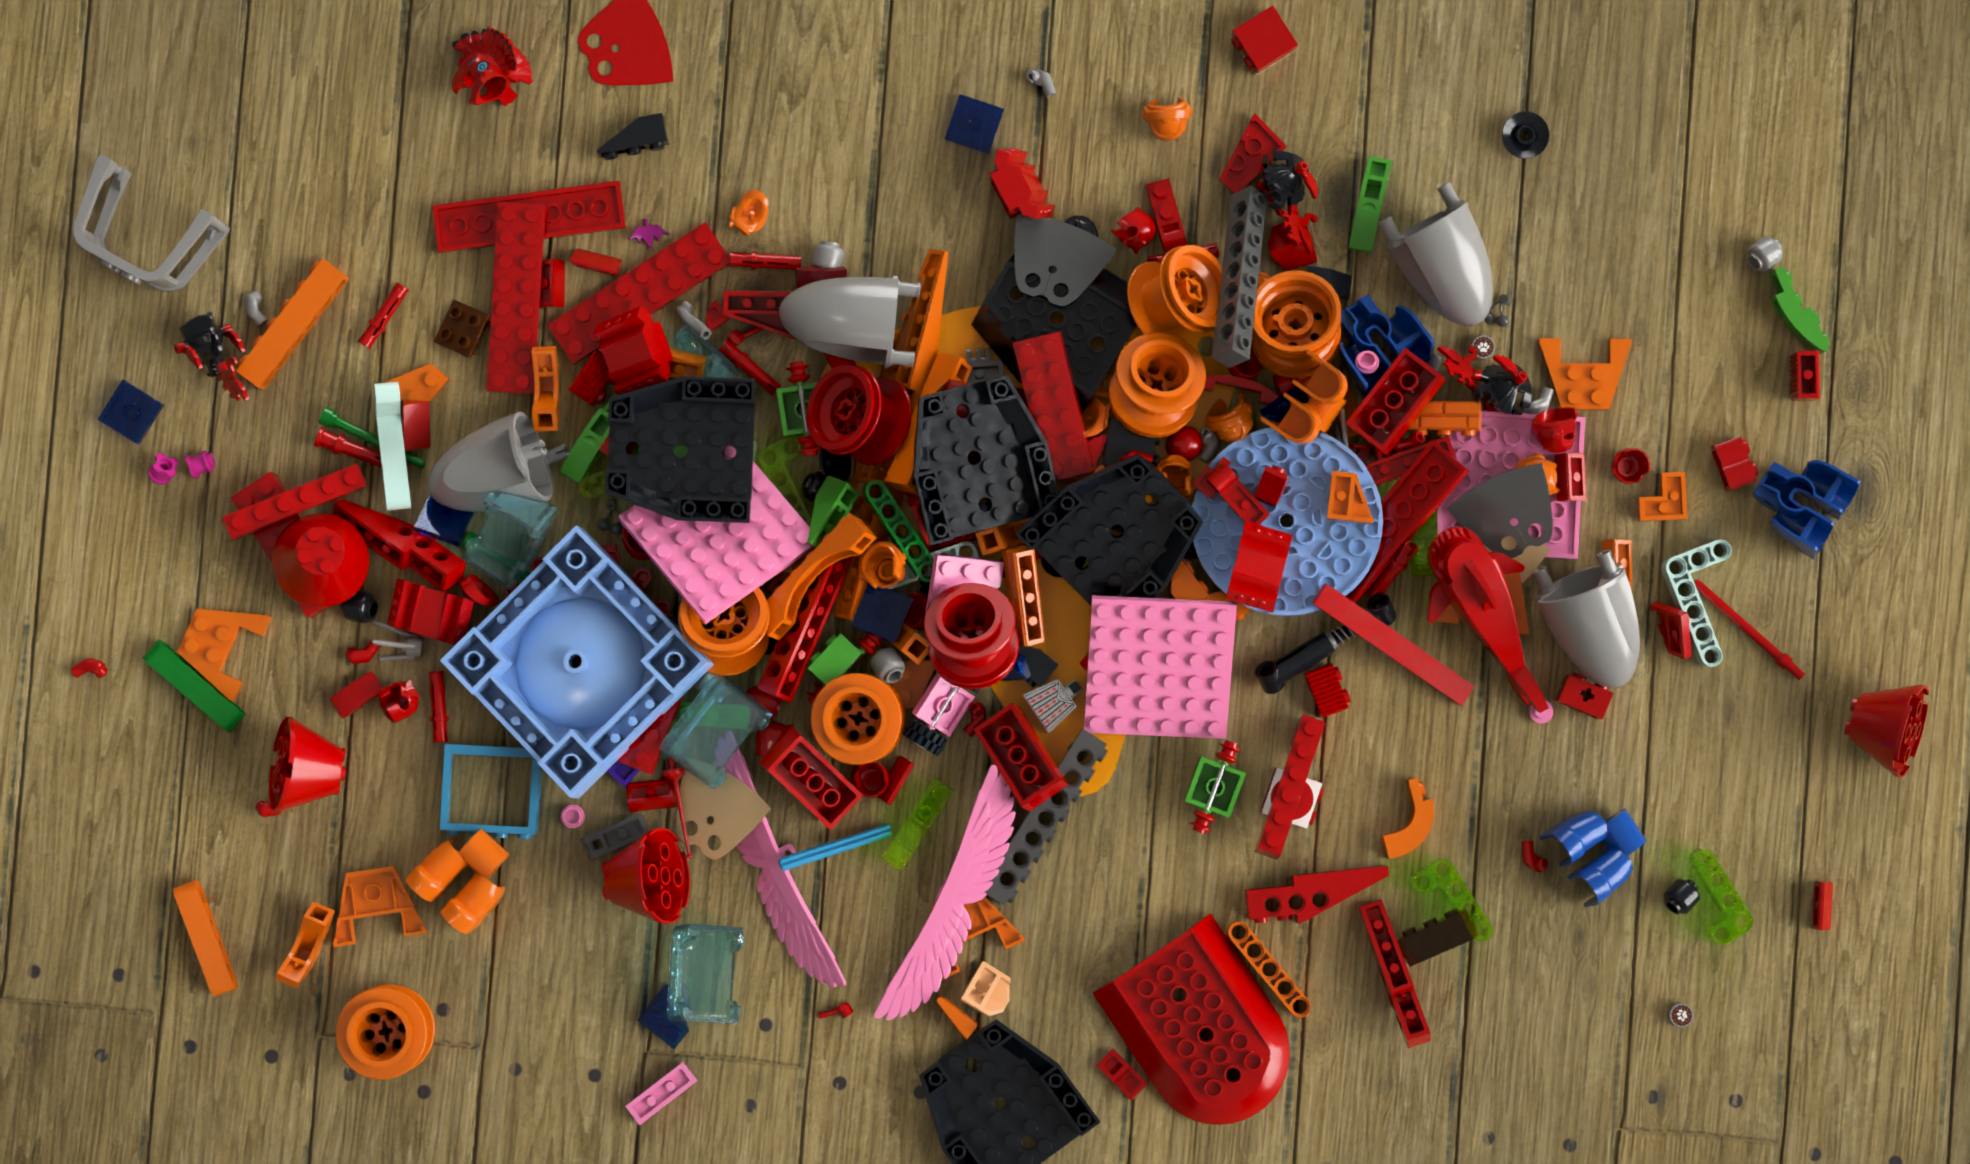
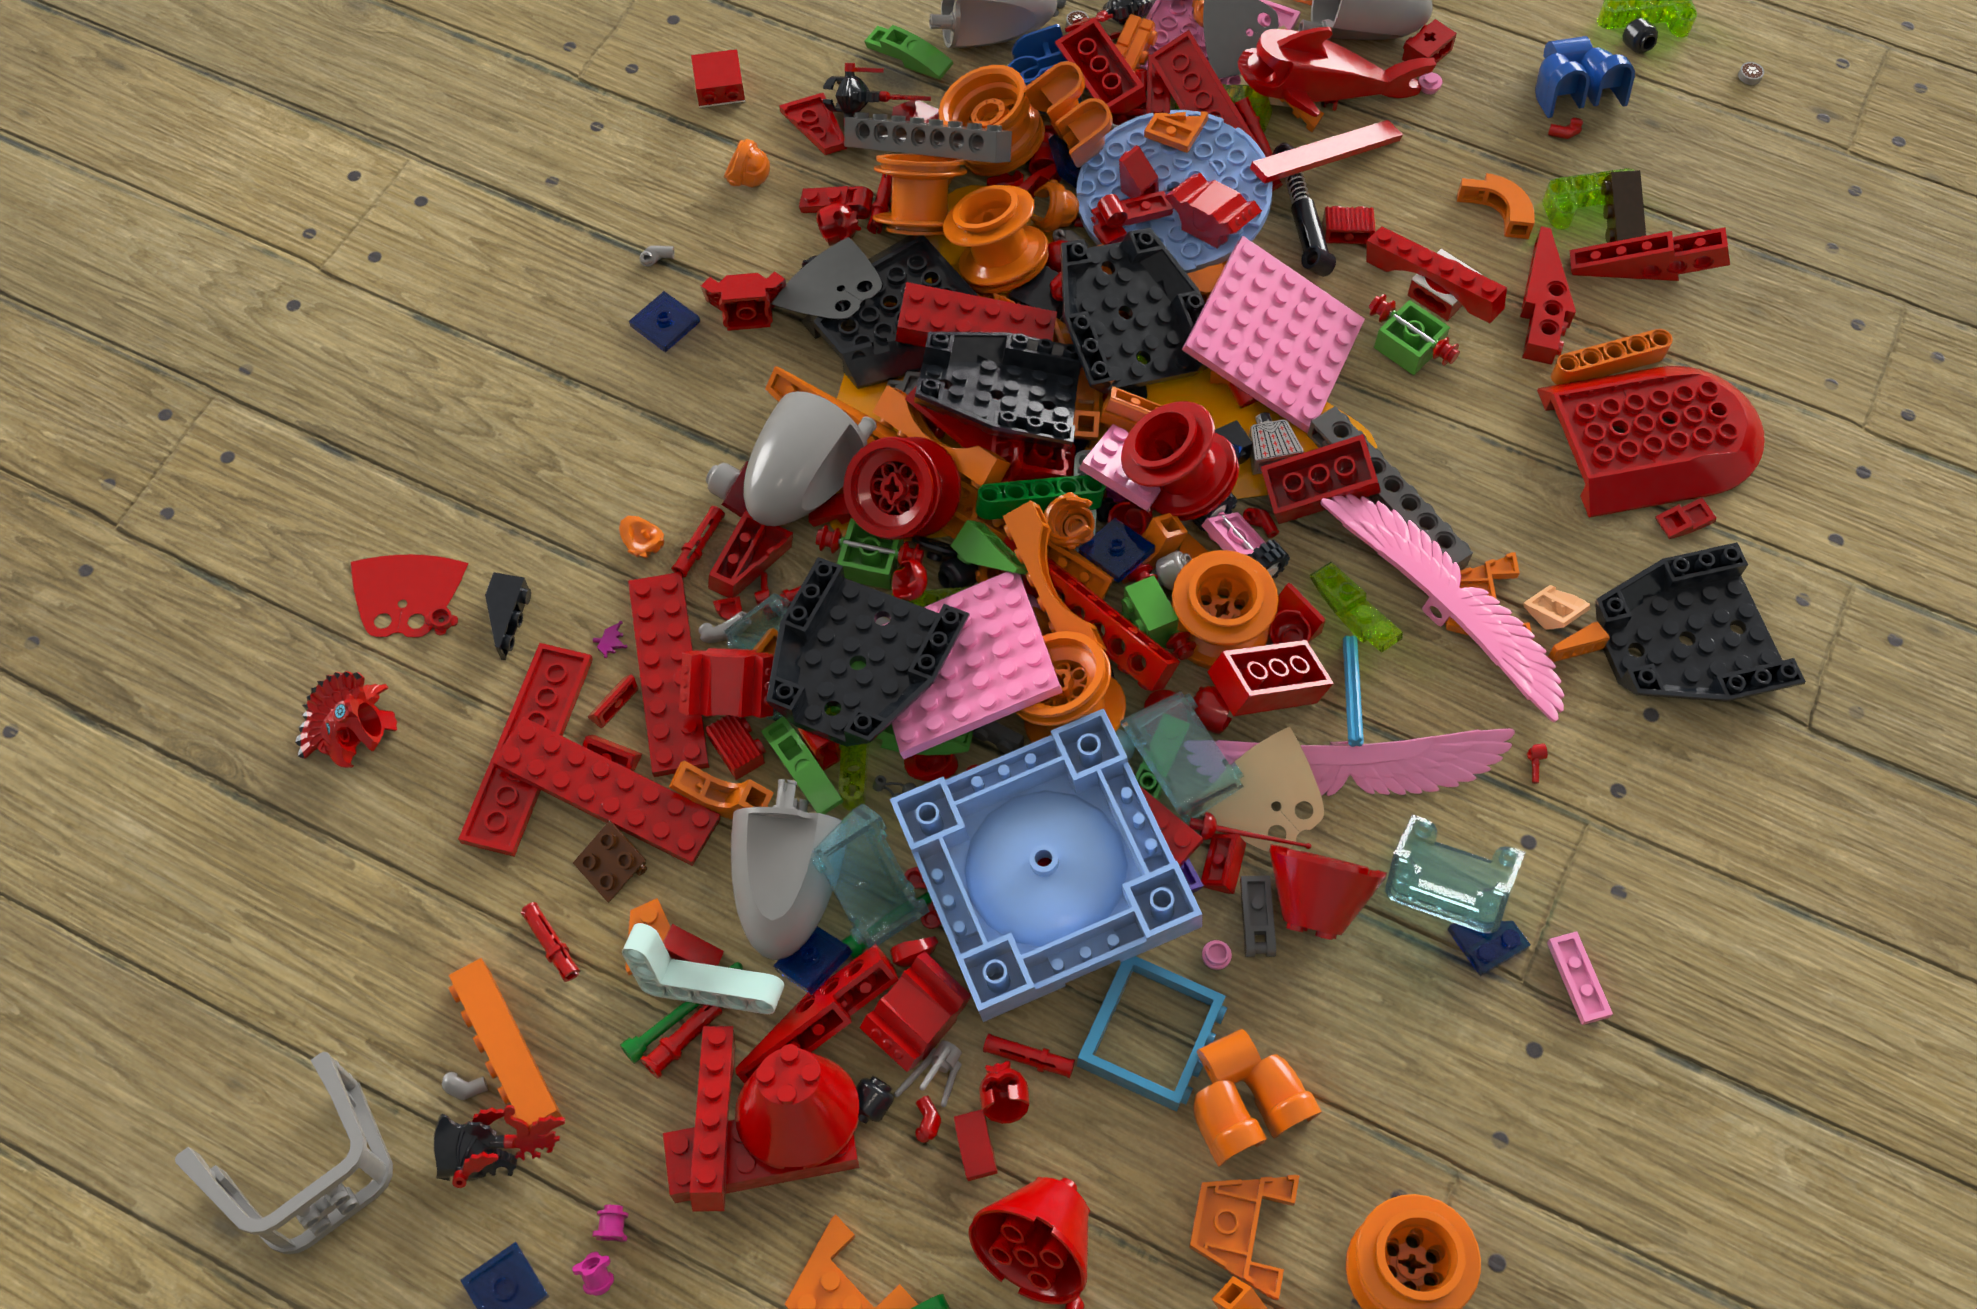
camera: 70 degrees left, 25 degrees down
(604, 91) = (437, 613): none -> red plate
(781, 456) = (910, 581): none -> red hair

